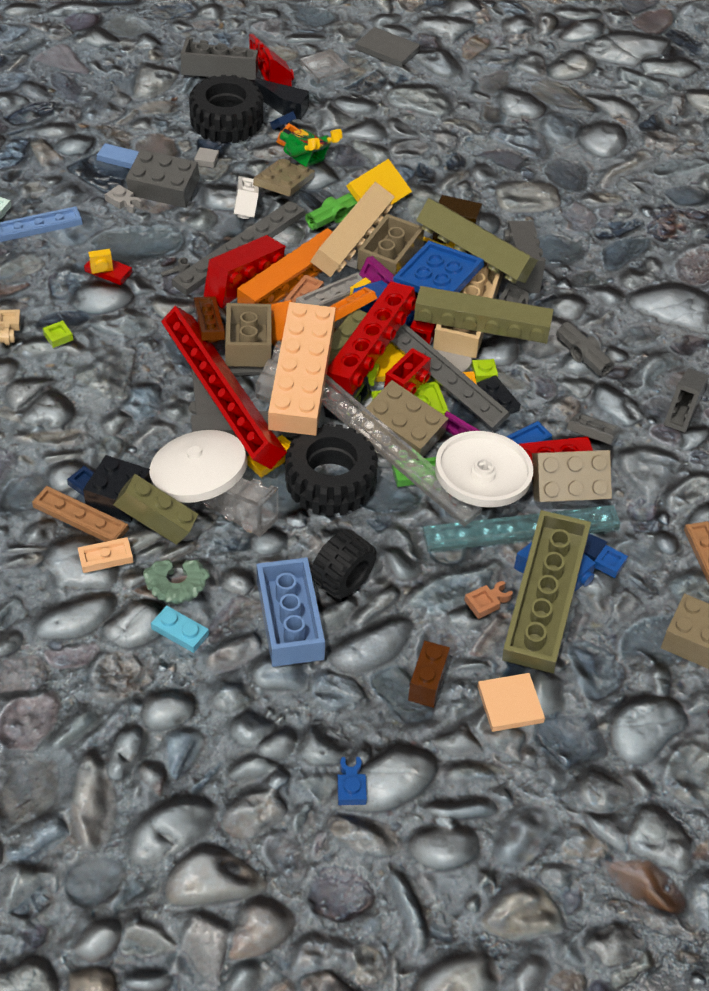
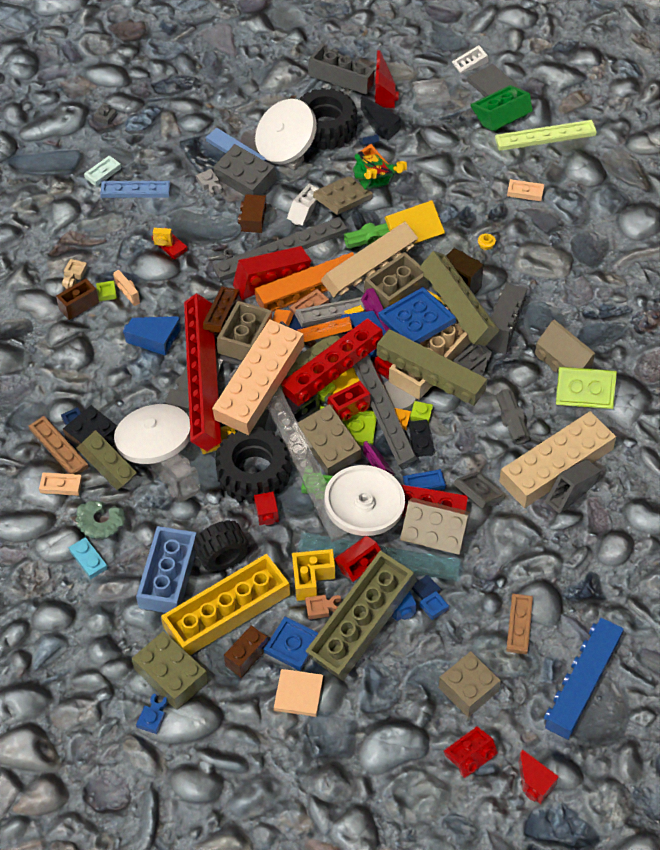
camera: 25 degrees right, 5 degrees up
(29, 348) = (77, 299): none -> reddish brown brick
(82, 324) = (126, 287): none -> light nougat plate
(136, 364) = (153, 333): none -> blue slope
(191, 125) = (285, 131): none -> white dish
(192, 217) = (253, 213): none -> reddish brown brick
(349, 723) = (170, 670): none -> olive brick
(353, 19) = (472, 54): none -> white slope
(368, 513) = (266, 508): none -> red brick
(378, 631) = (226, 605): none -> yellow brick
(409, 62) = (502, 107): none -> green slope
(456, 563) = (309, 568): none -> yellow brick
(460, 190) = (486, 241): none -> yellow plate
(463, 81) = (545, 135): none -> yellowish green tile
(474, 134) = (525, 190): none -> light nougat plate
(476, 649) = (290, 643): none -> blue plate
(510, 532) = (357, 558): none -> red brick
(607, 273) = (563, 349): none -> dark tan slope
(646, 300) = (586, 387): none -> lime tile
(654, 378) = (537, 470): none -> tan brick

